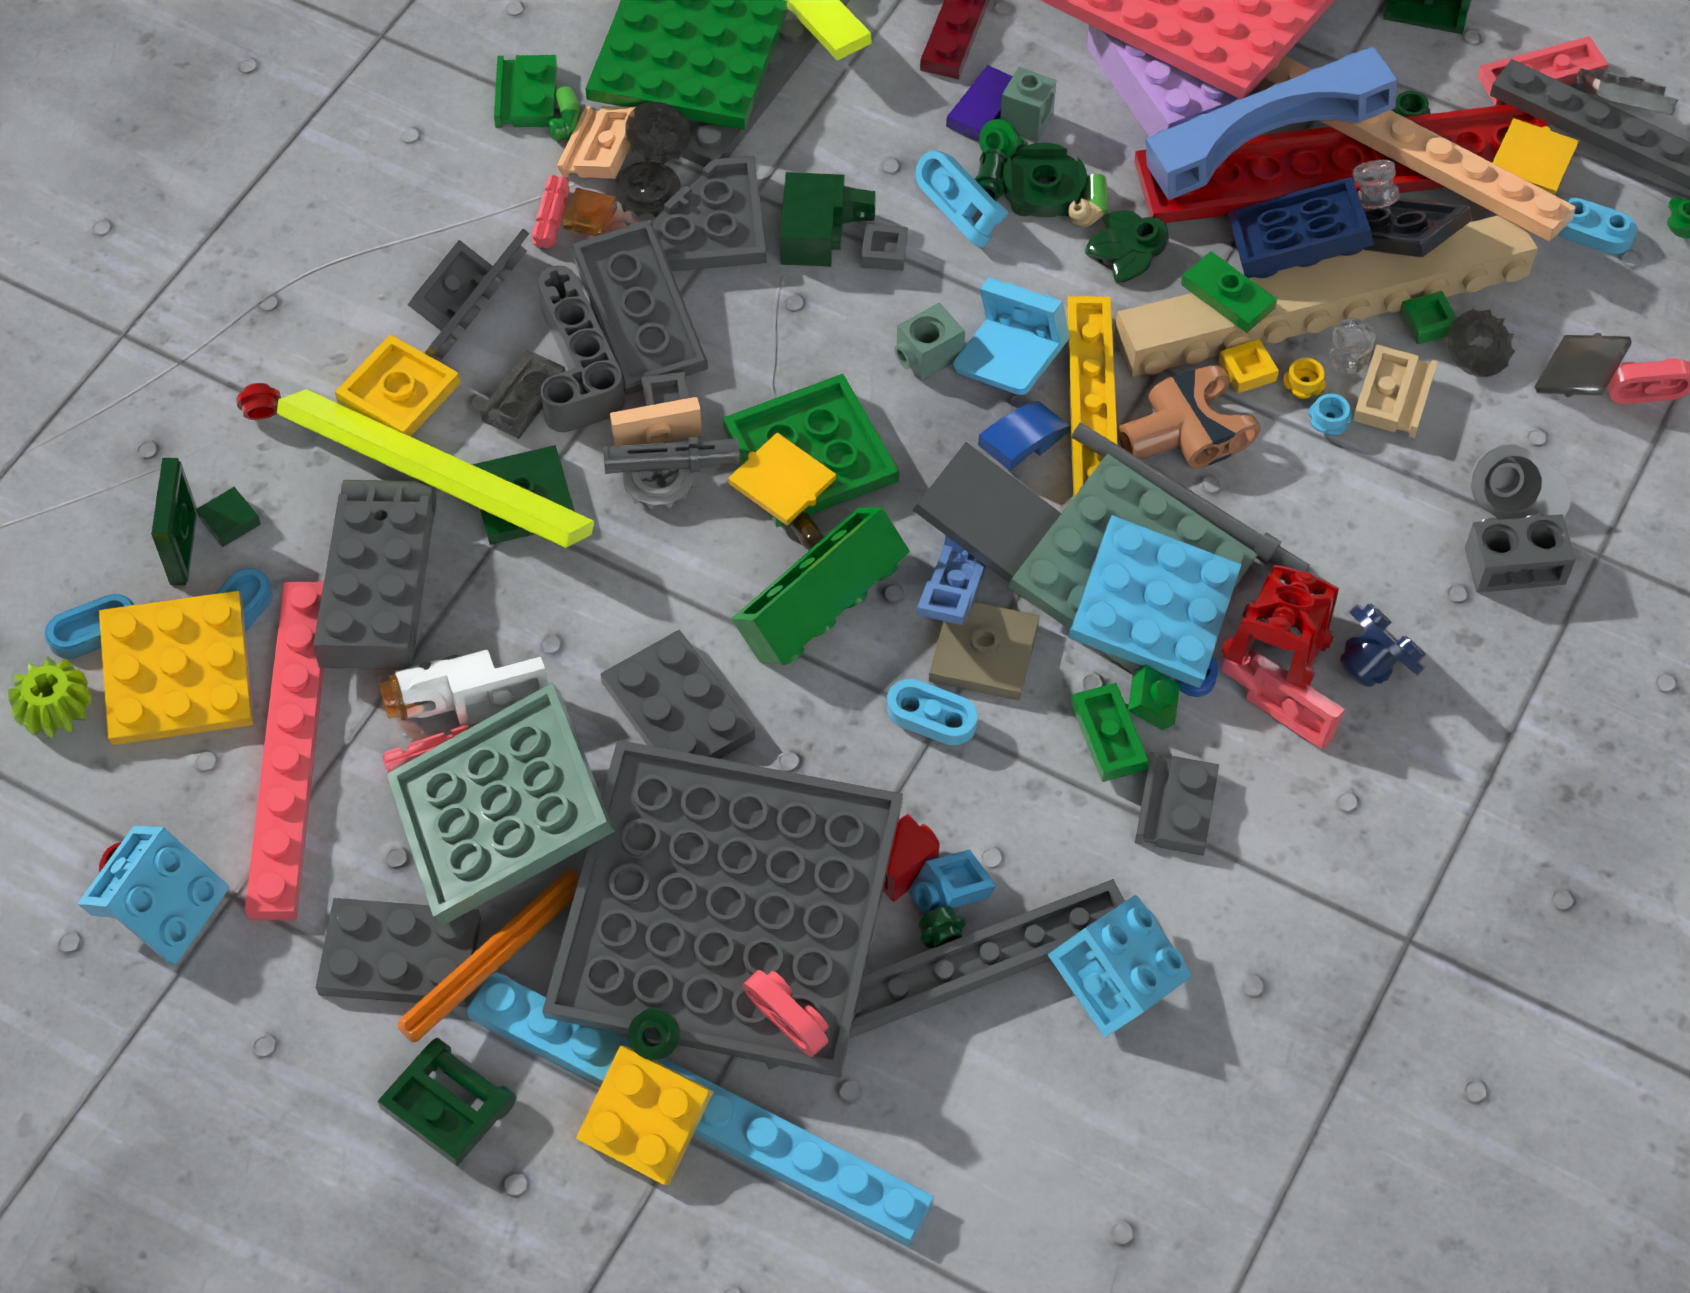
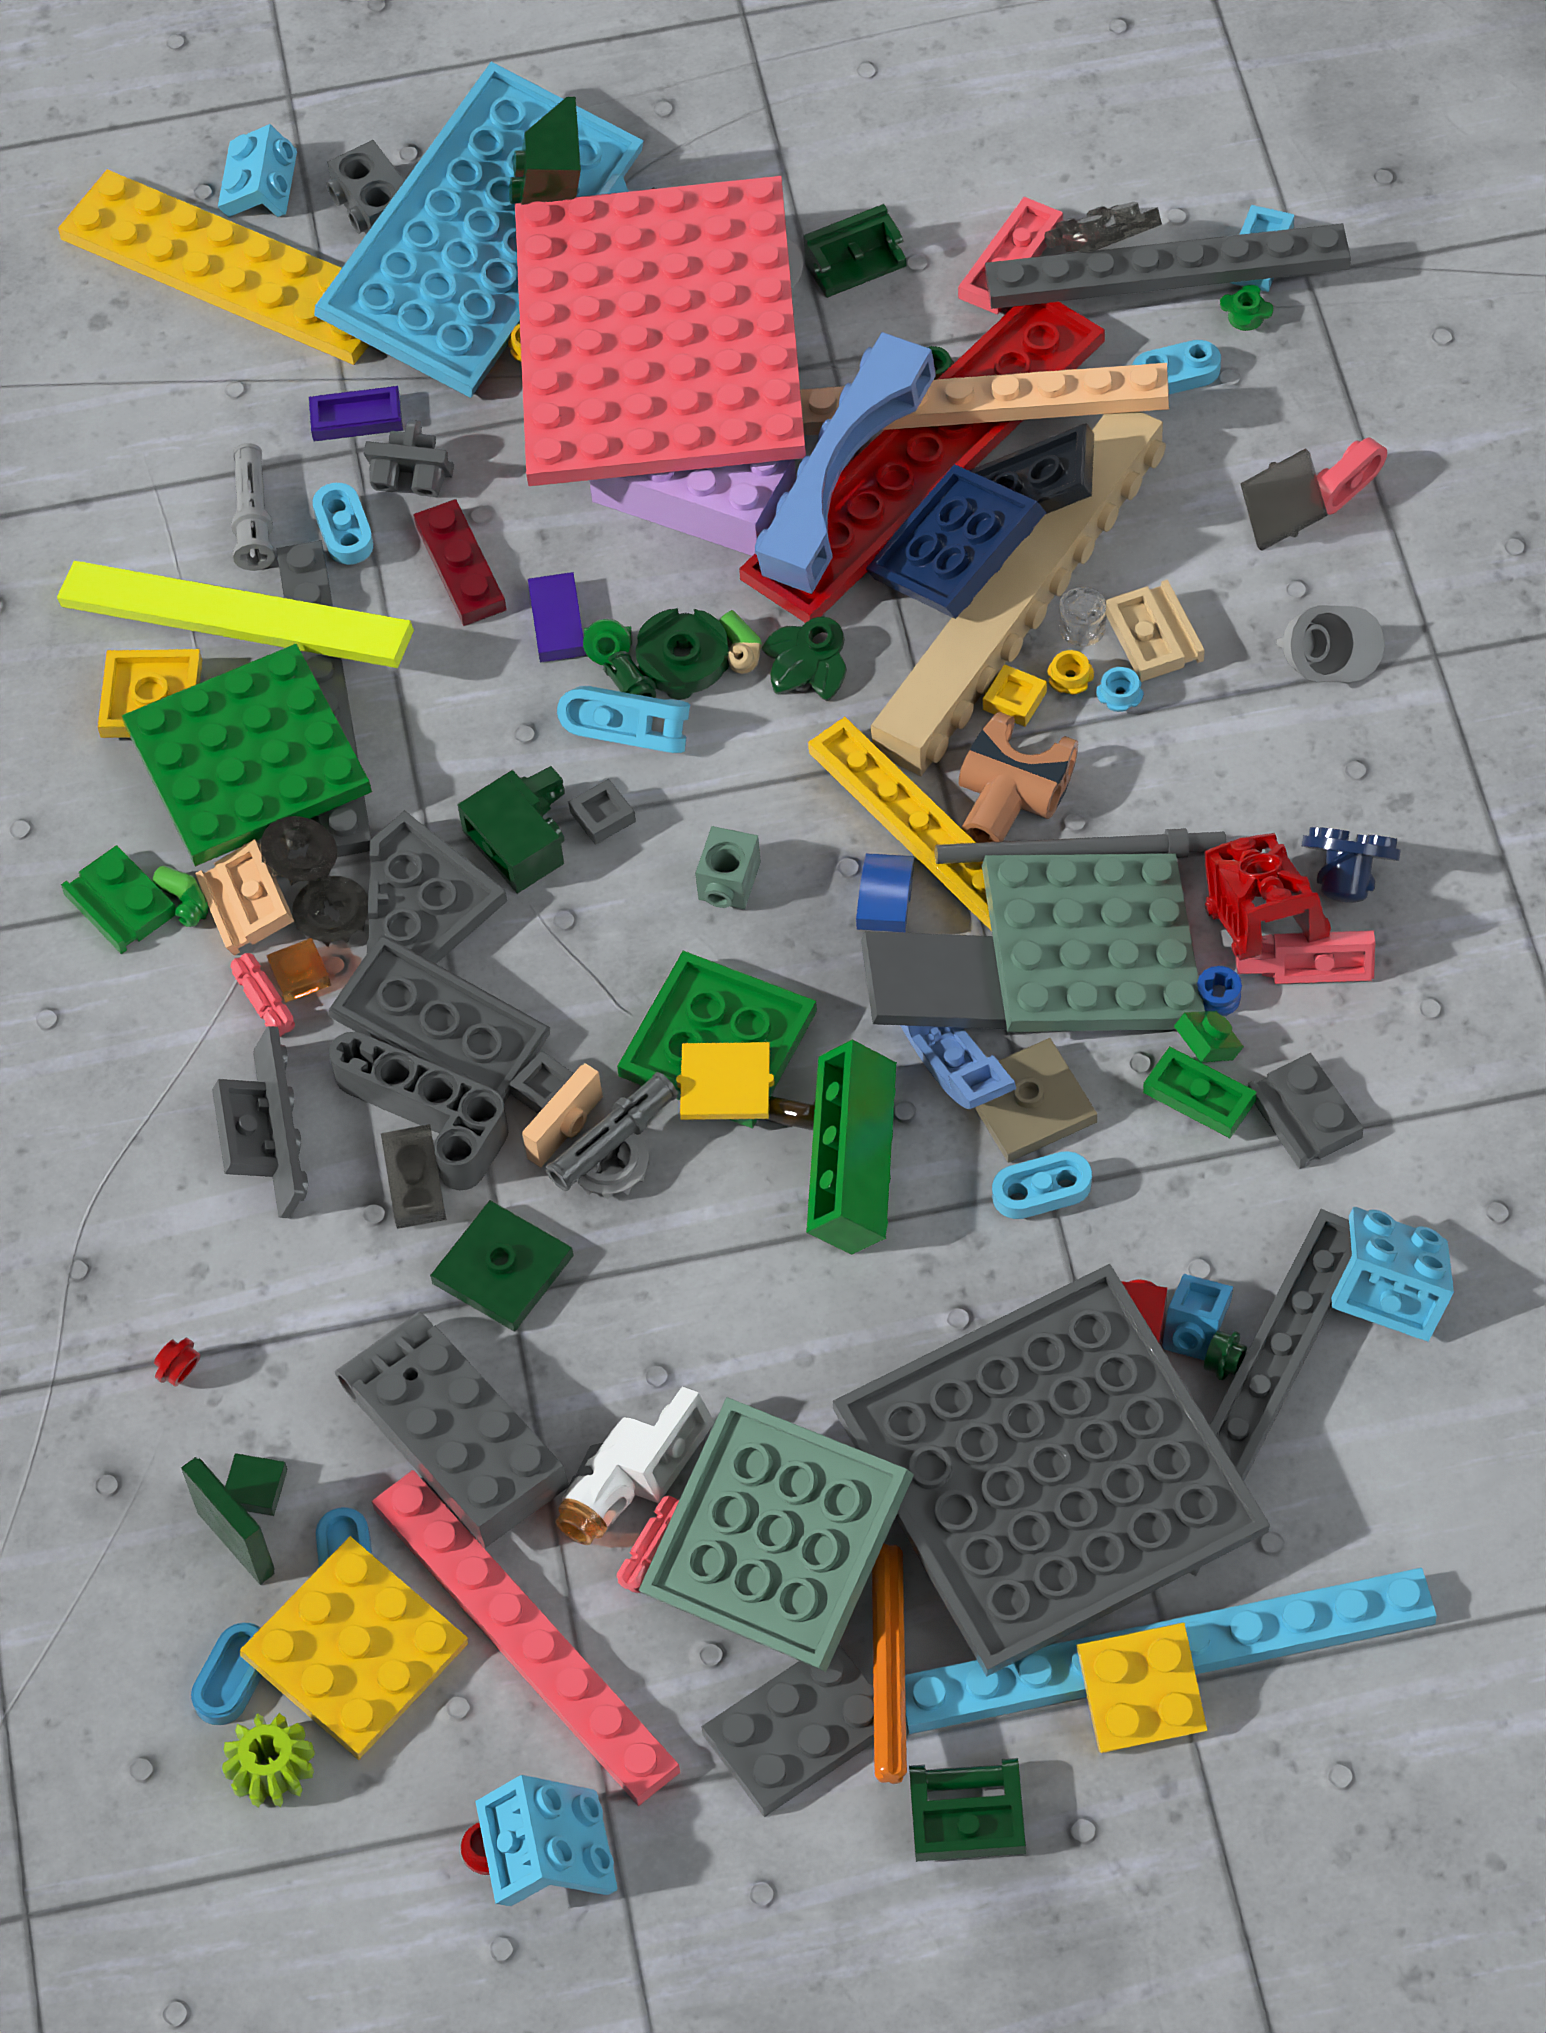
camera: 35 degrees left, 0 degrees up
(398, 386) = (292, 1254): yellow plate -> none
(436, 468) = (407, 1298): neon yellow tile -> none
(664, 1023) = (1086, 1609): dark green plate -> none
(677, 700) = (819, 1339): dark grey plate -> none
(773, 999) = (1208, 1511): coral plate -> none
(1016, 339) = (800, 813): medium azure bracket -> none
(1029, 102) = (603, 588): sand green brick -> none
(1155, 601) = (1142, 953): medium azure plate -> none
(1228, 291) = (951, 640): green plate -> none
(1376, 184) = (978, 453): clear wheel -> none
(1428, 316) = (1122, 545): green plate -> none
(1474, 358) = (1166, 535): clear smoke gear -> none
(1520, 558) = (1385, 703): dark grey brick -> none
(1536, 154) = (1080, 338): yellow piece -> none

